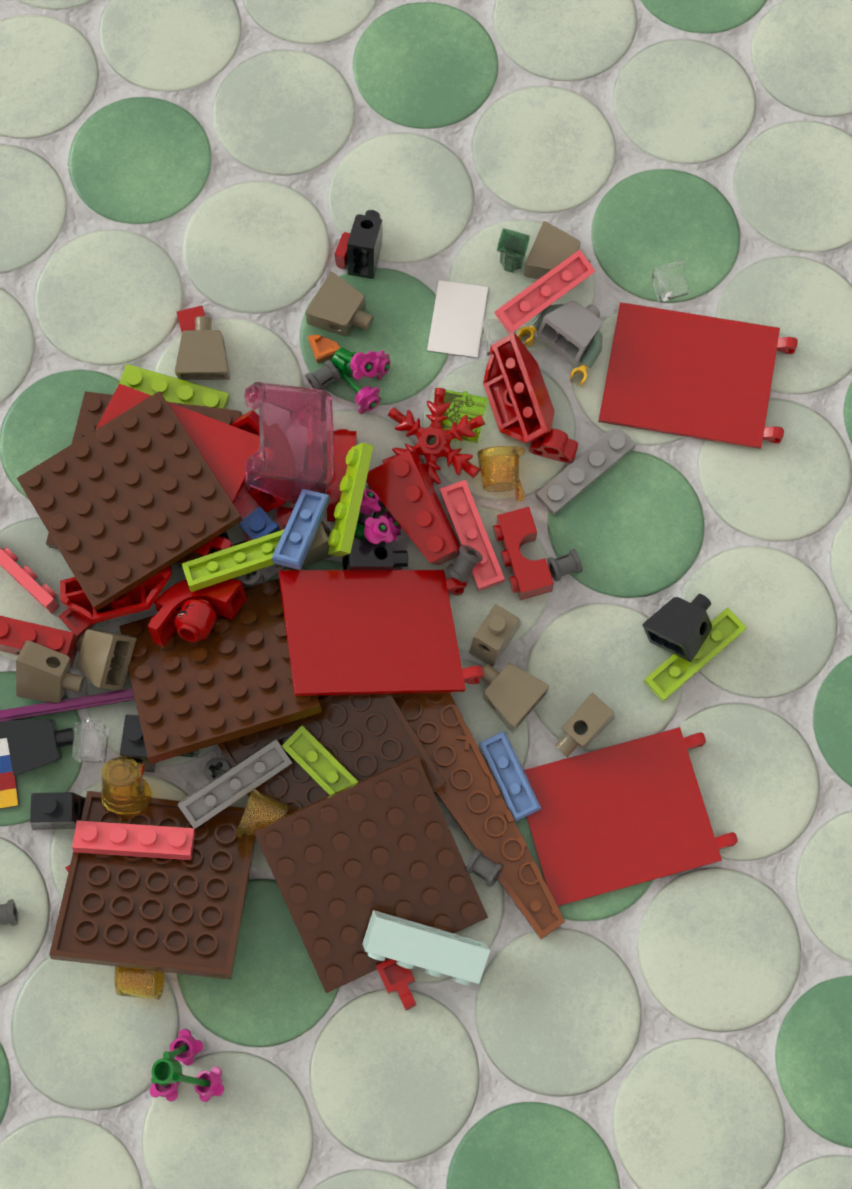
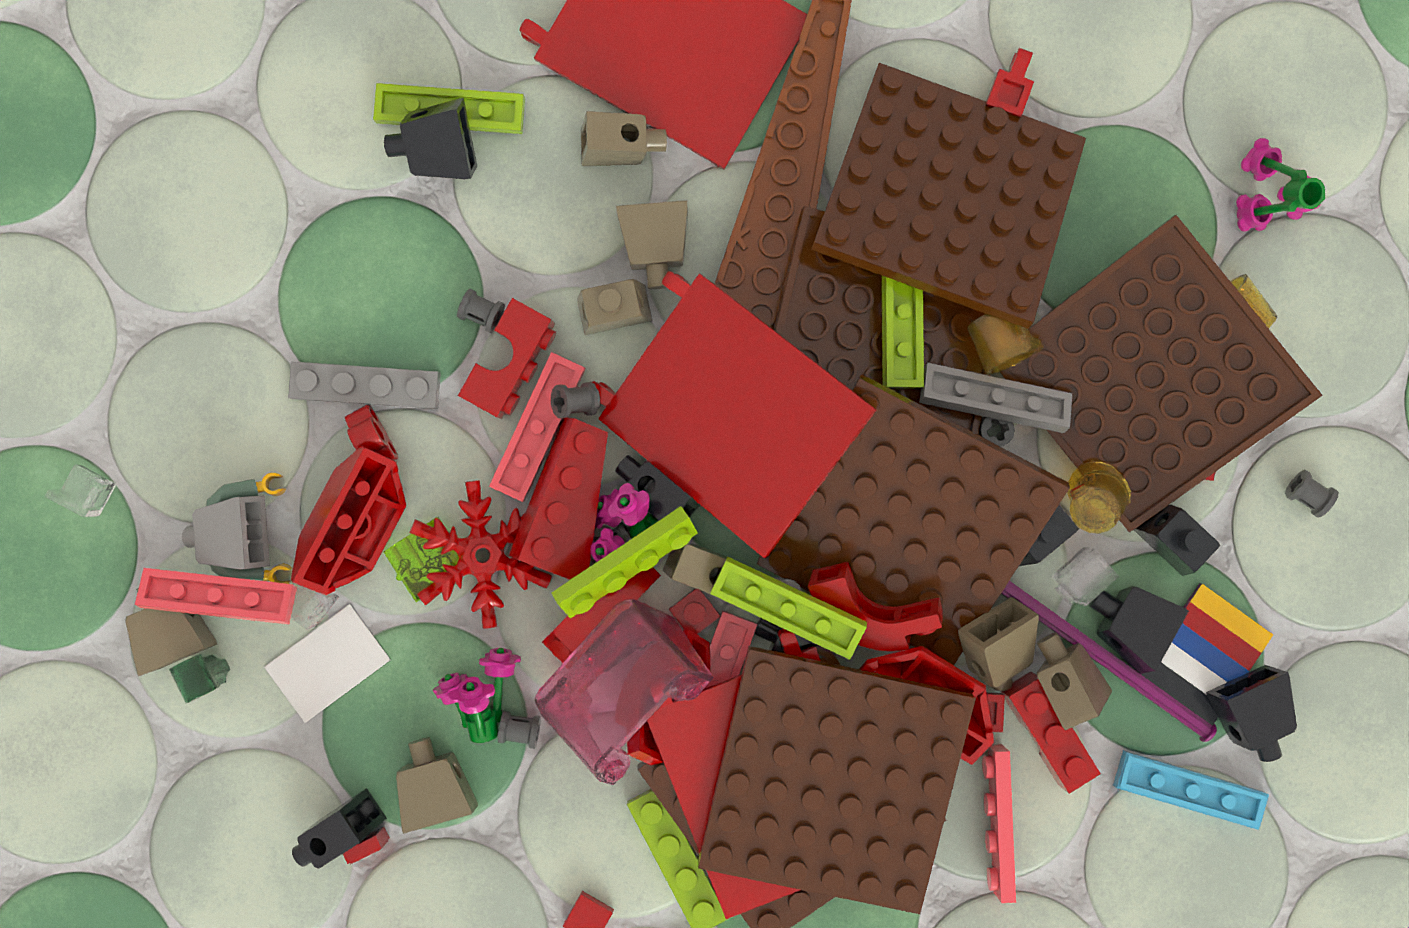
camera: 130 degrees left, 15 degrees up
(133, 840) = (1137, 437): coral plate -> none
(195, 620) = (887, 590): red head -> none
(202, 353) = (612, 872): dark tan torso -> none
(258, 524) = (732, 630): blue bracket -> none
(301, 529) = (703, 579): medium blue tile -> none
(322, 347) = (487, 762): orange tile -> none
(426, 948) = (966, 81): light aqua brick -> none
(484, 868) = (843, 99): dark grey bush -> none
(501, 469) = (446, 460): clear yellow hat -> none
(510, 776) = (732, 166): medium blue tile -> none
(692, 375) = (163, 378): red flag -> none

